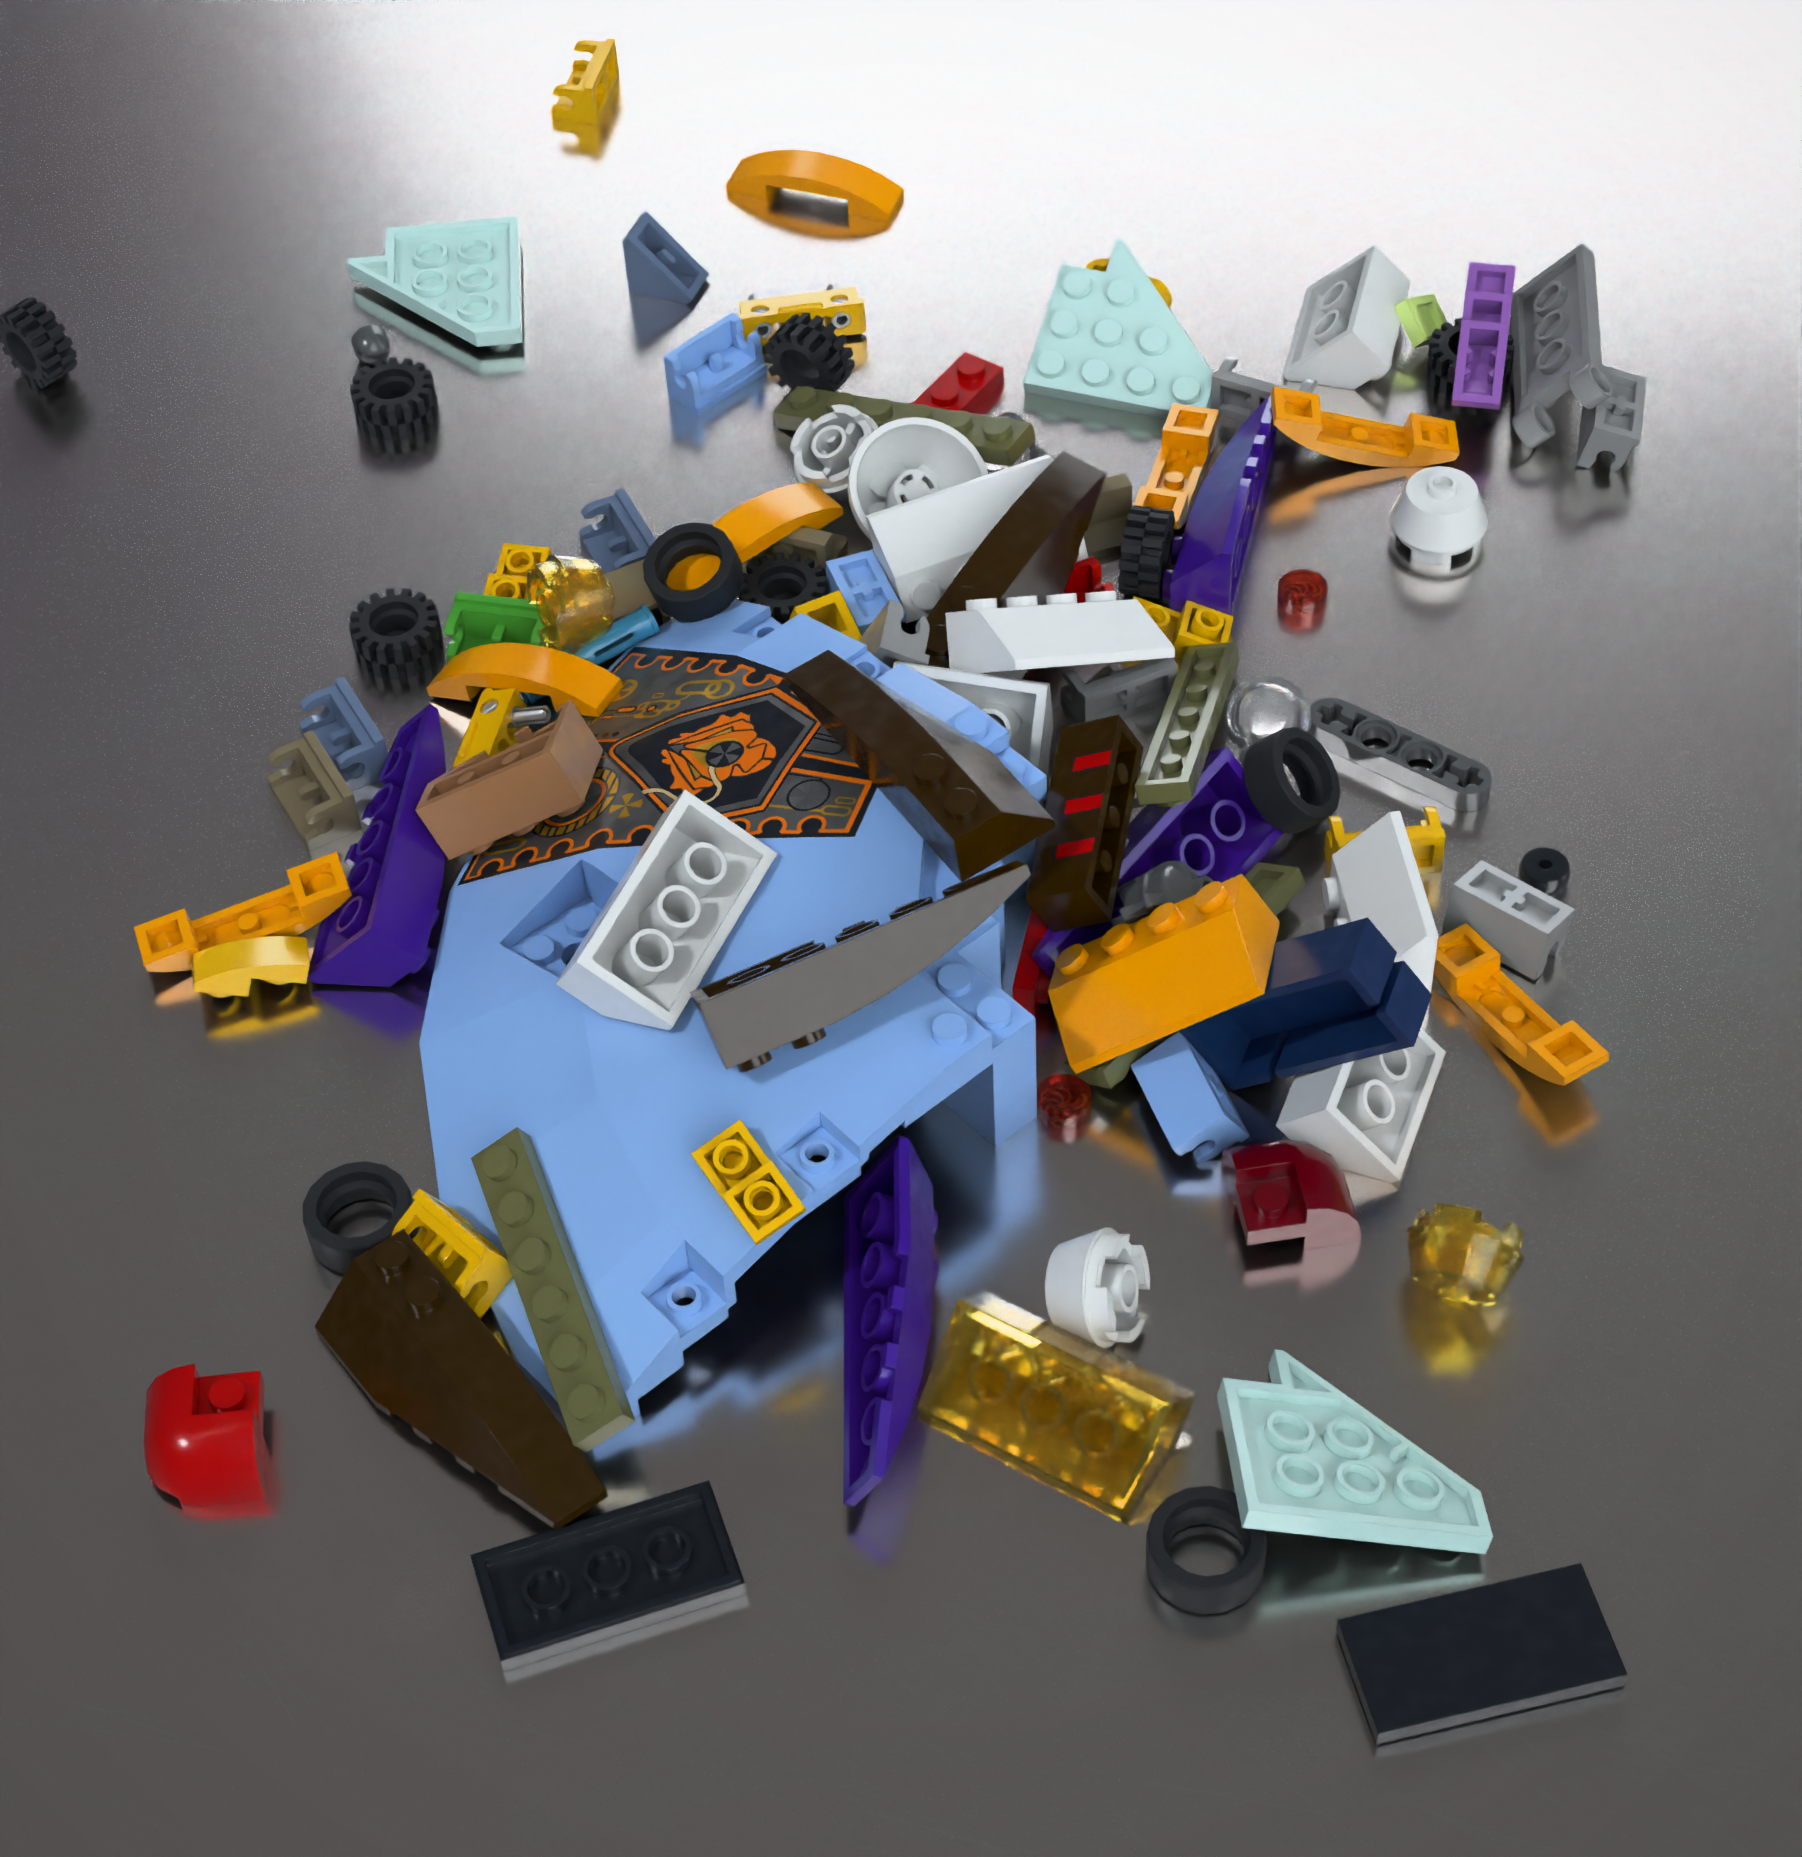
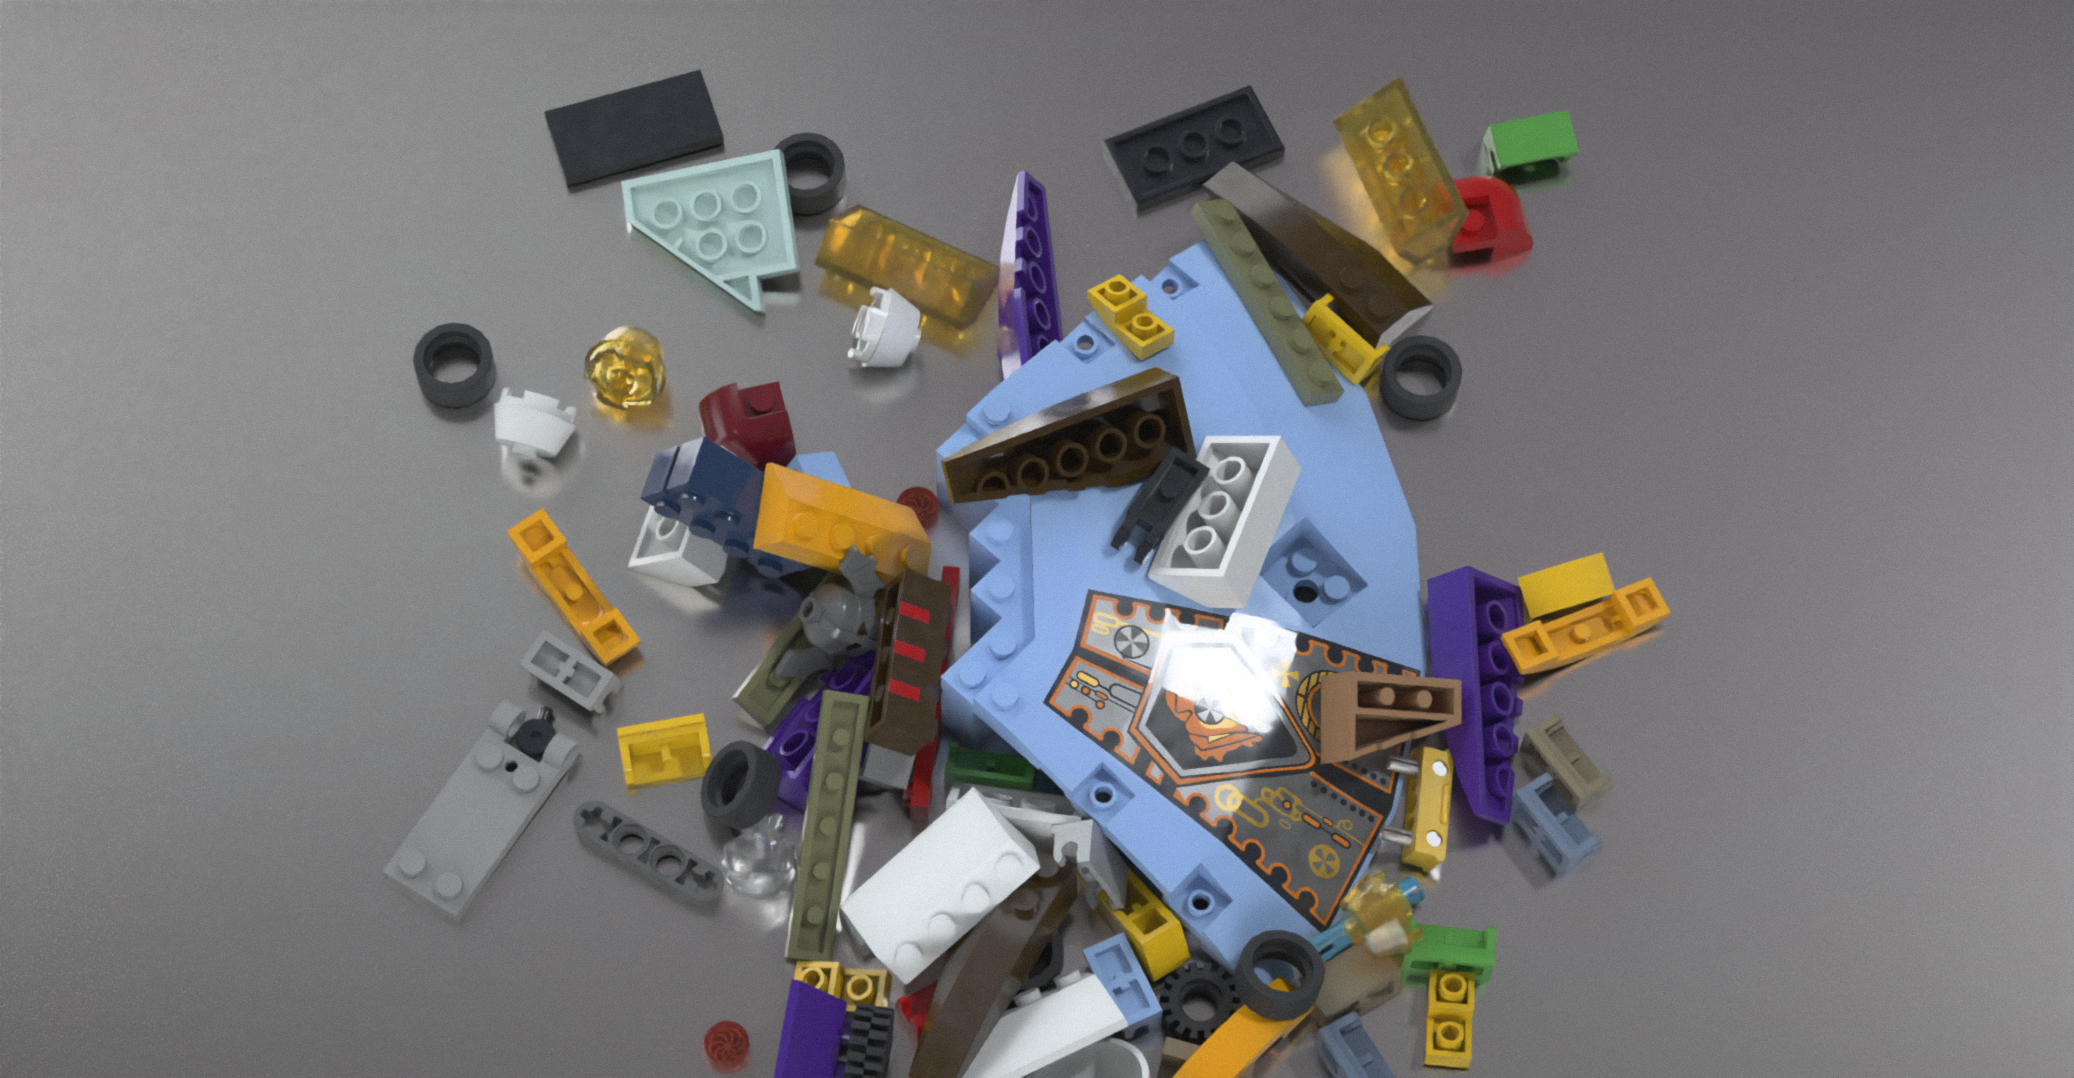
camera: 170 degrees right, 15 degrees up
(99, 1537) = (1530, 140): none -> bright green hinge
(312, 1460) = (1403, 173): none -> clear yellow slope
(400, 651) = (1550, 922): black tyre -> none
(528, 670) = (1416, 872): light orange slope -> none
(747, 914) = (1162, 501): none -> black hinge
(929, 771) = (1038, 634): dark brown wedge -> none
(1381, 881) = (672, 650): white slope -> none
(1589, 1191) = (532, 424): none -> white cone
(1604, 797) = (478, 815): none -> light grey hinge
(1716, 1259) = (446, 337): none -> black tyre

